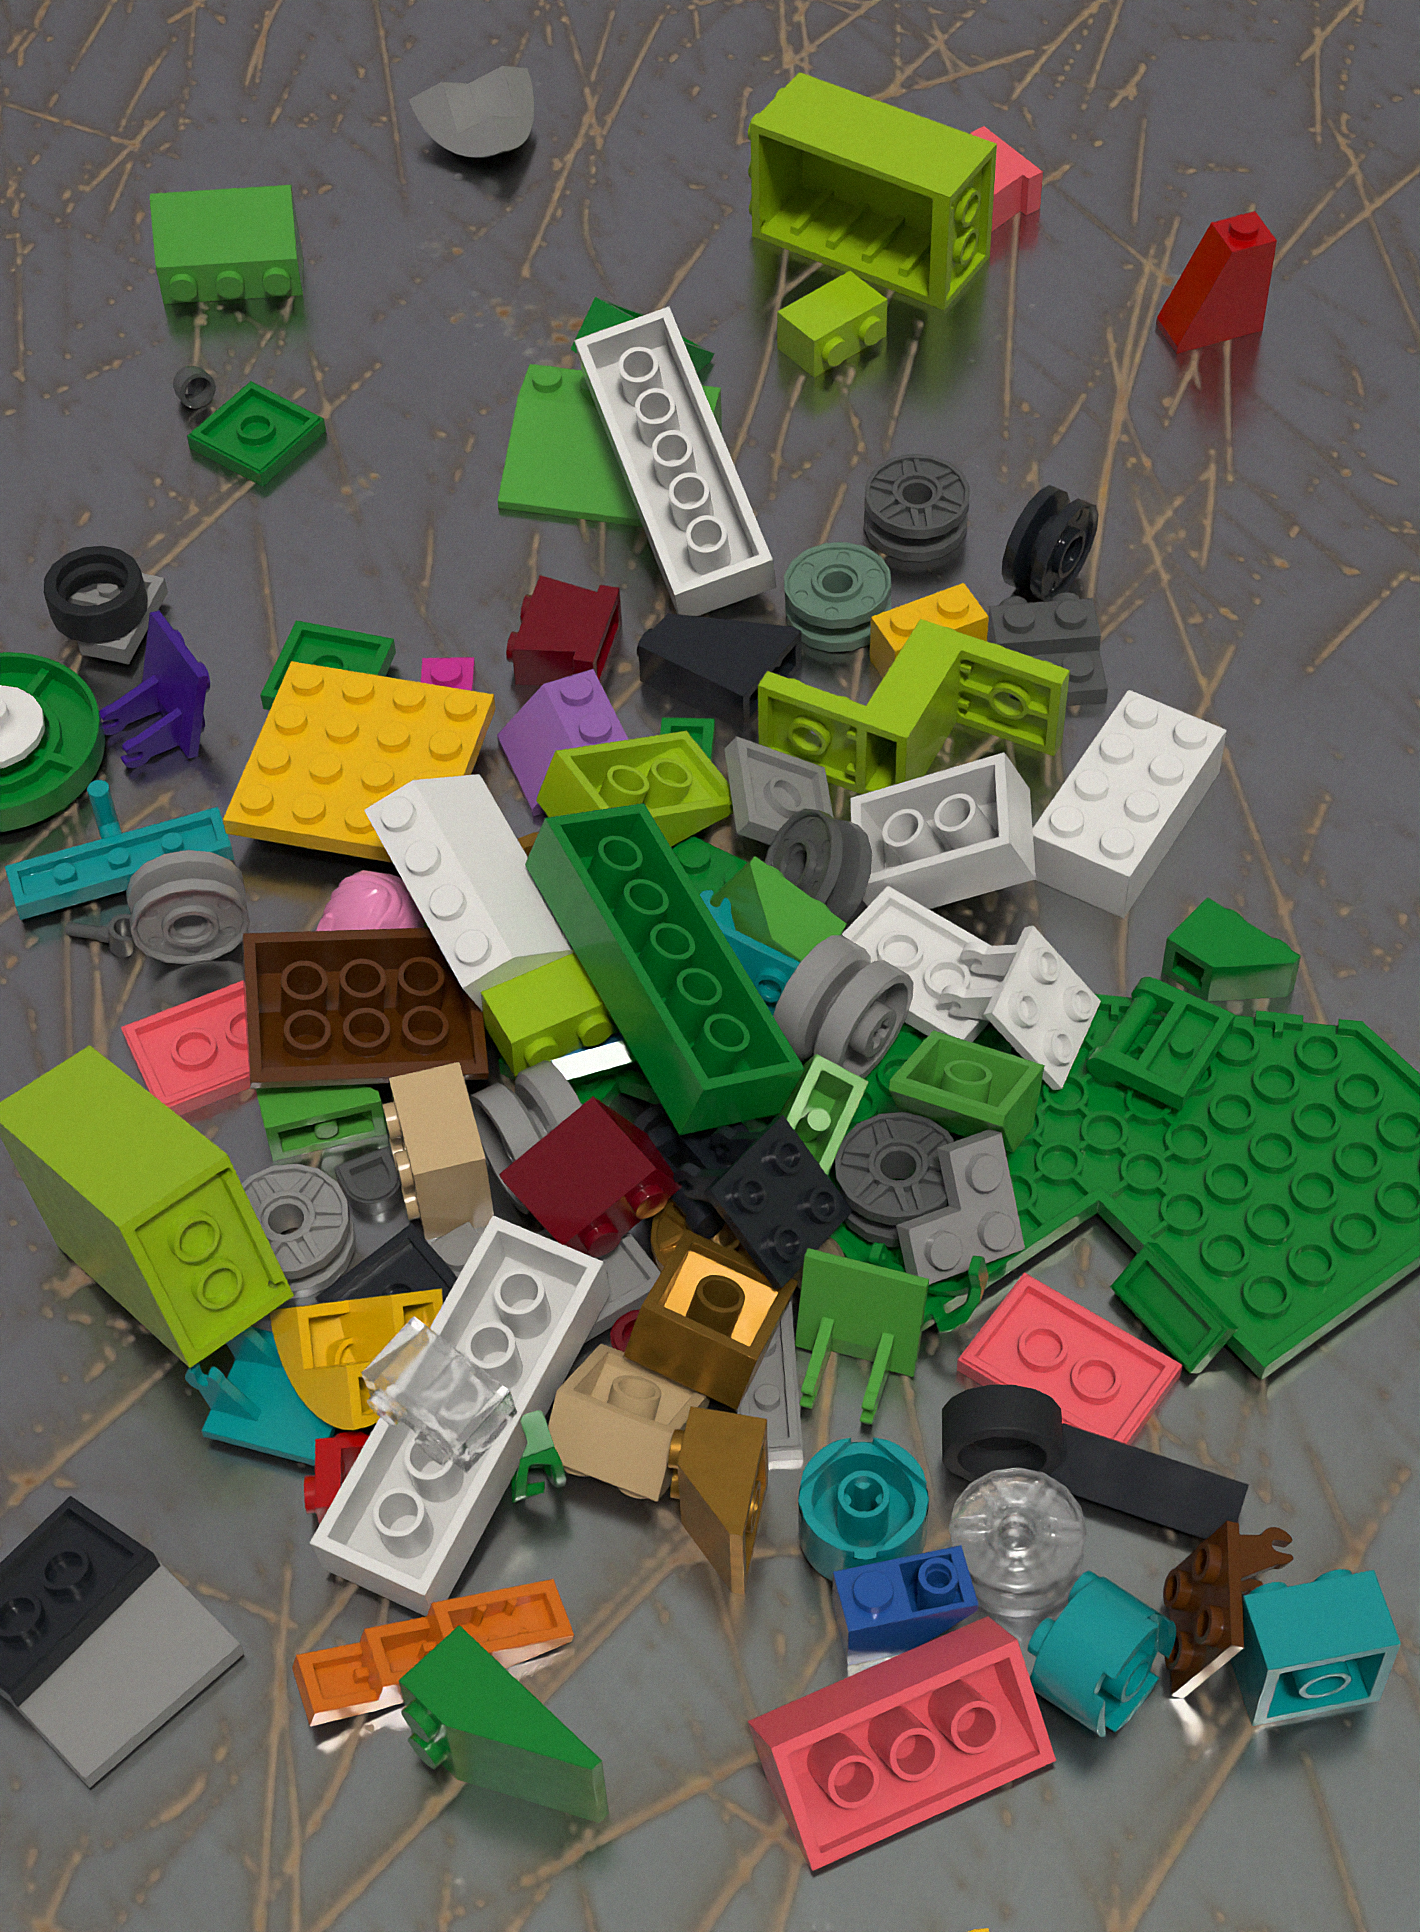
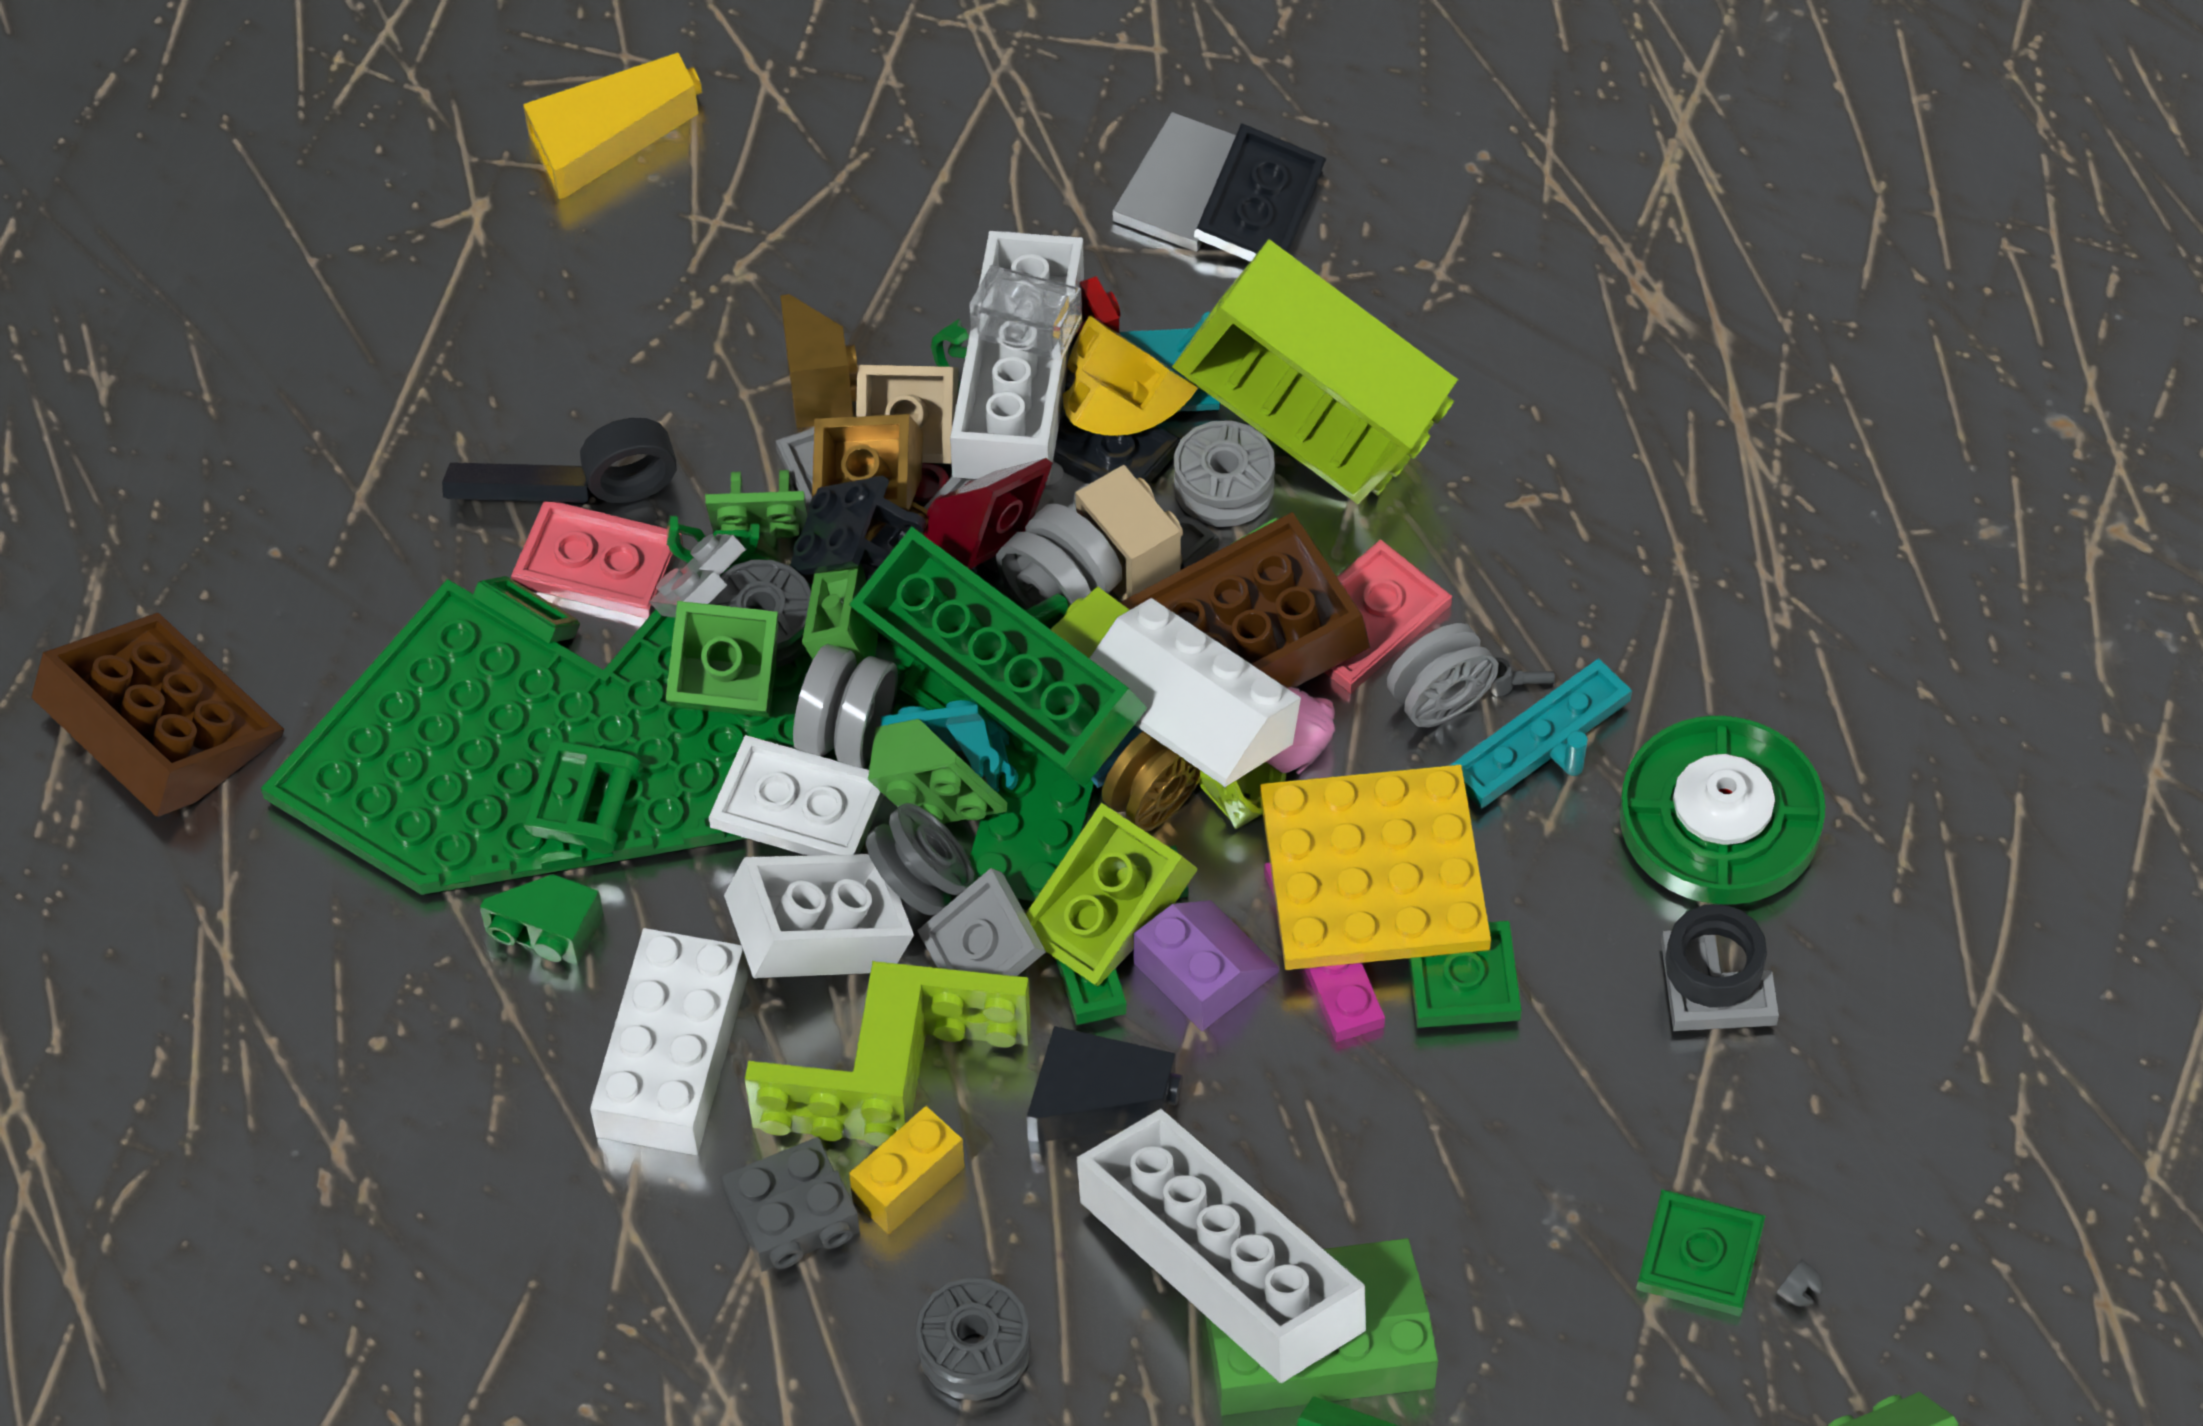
camera: 160 degrees right, 5 degrees up
(170, 685) = (1572, 877): dark purple plate -> none
(365, 1675) = (958, 254): orange slope -> none
(496, 1732) = (904, 184): green slope -> none
(564, 632) = (1259, 1075): dark red hips -> none
(835, 594) = (1020, 1230): sand green wheel -> none
(861, 1505) = (713, 390): teal brick -> none
(901, 1603) = (672, 343): blue slope -> none
(902, 1741) = (648, 278): coral slope -> none
(1025, 1506) = (592, 399): clear wheel -> none
(1038, 1006) = (685, 777): white plate -> none
(1049, 543) = (815, 1292): black wheel -> none
(1099, 1653) = (521, 342): teal brick -> none
(1207, 1600) = (452, 400): reddish brown plate -> none
(1314, 1646) = (376, 382): teal brick -> none

